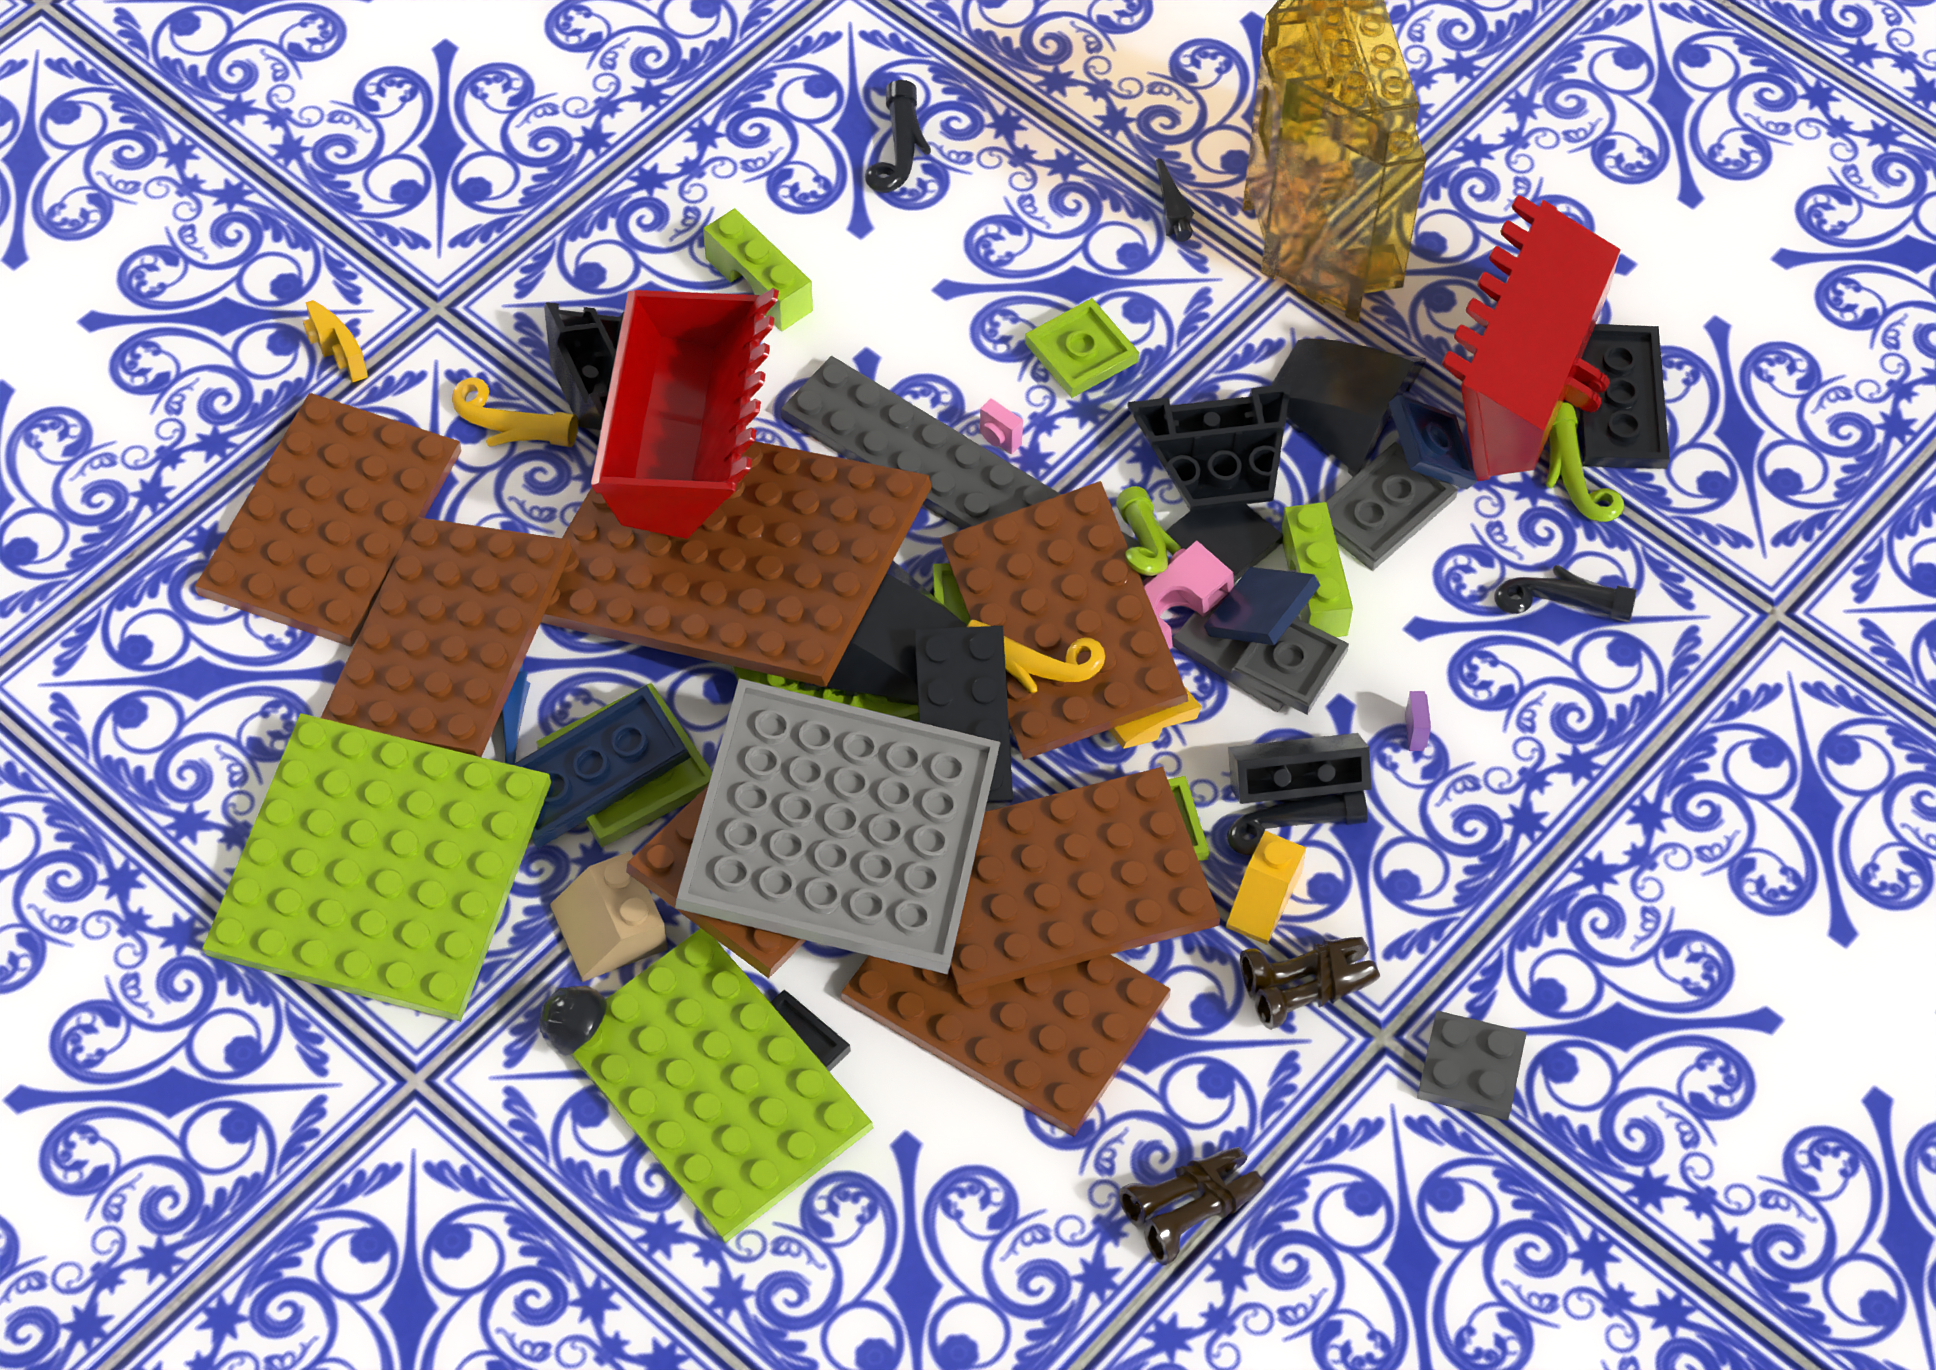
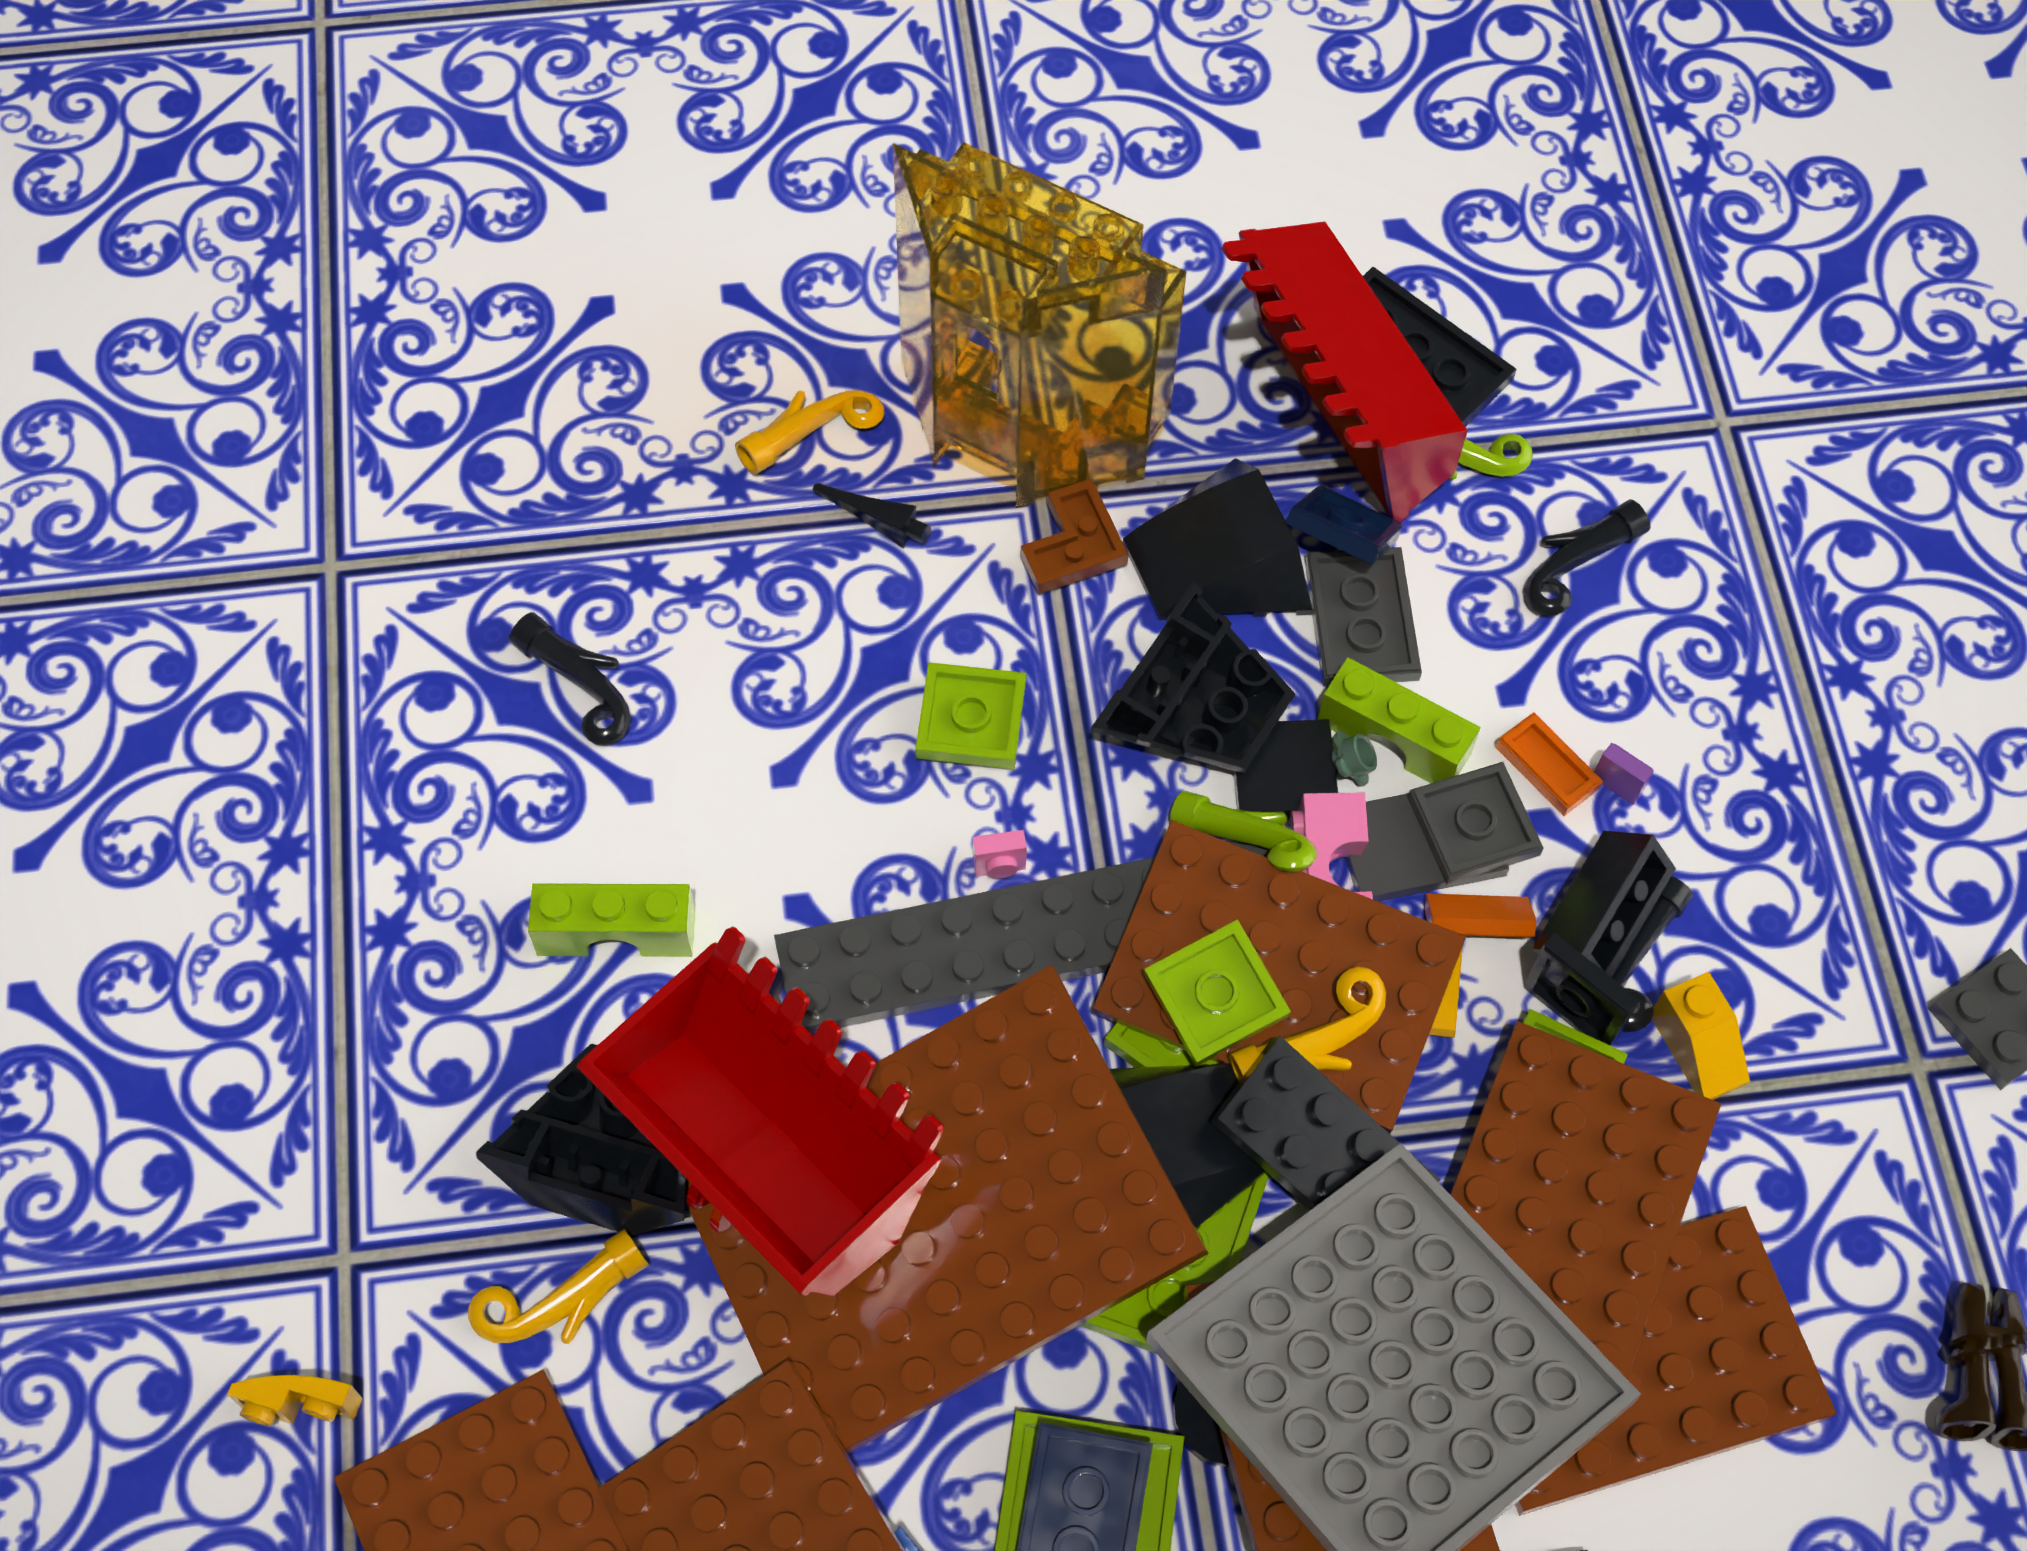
camera: 50 degrees left, 5 degrees up
(1006, 582) = (1216, 992): none -> lime plate
(1194, 118) = (761, 448): none -> yellow plant
(1218, 789) = (1580, 991): none -> black tile
(1226, 708) = (1482, 914): none -> orange tile
(1262, 605) = (1413, 798): dark blue tile -> none
(1265, 322) = (1085, 544): none -> dark orange plate
(1269, 553) = (1354, 757): none -> sand green plate
(1331, 982) = (1840, 1062): dark brown piece -> none
(1385, 680) = (1549, 764): none -> orange tile

